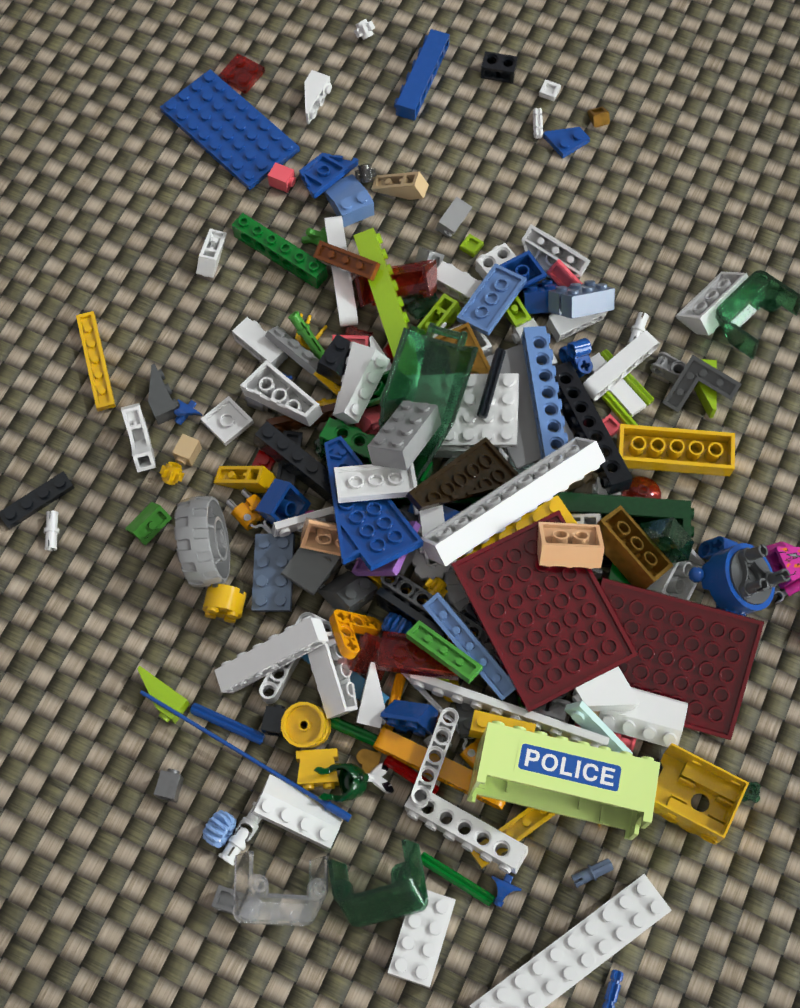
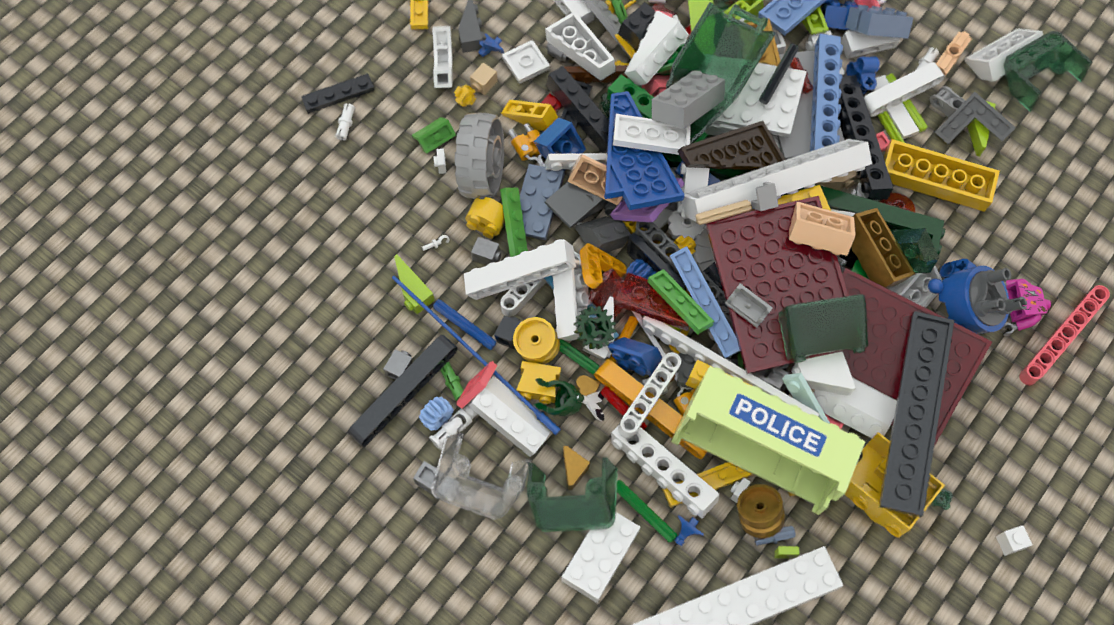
camera: 10 degrees right, 0 degrees up
(161, 551) = (439, 161): none -> white plate
(176, 642) = (435, 243): none -> white hand
(178, 812) = (402, 390): none -> black beam
(228, 788) = (452, 381): none -> bright green pin
(232, 640) = (485, 251): none -> flat silver brick
(254, 603) = (513, 221): none -> bright green plate
(254, 789) = (476, 384): none -> coral tile
(355, 705) = (587, 329): none -> dark green gear
(375, 850) = (575, 466): none -> pearl gold slope
(466, 550) = (723, 212): none -> tan axle
(506, 525) = (765, 197): none -> light grey panel
(507, 367) = (807, 87): none -> clear red pin
(513, 643) = (748, 305): none -> light grey hinge
(546, 833) = (738, 488): none -> white plate
(573, 852) = (761, 511): none -> pearl gold wheel
(595, 649) = (824, 327): none -> clear green windscreen
(608, 887) = (787, 552): none -> lime tile
(665, 308) = (953, 52): none -> light nougat piece
(706, 716) = (916, 414): none -> black plate

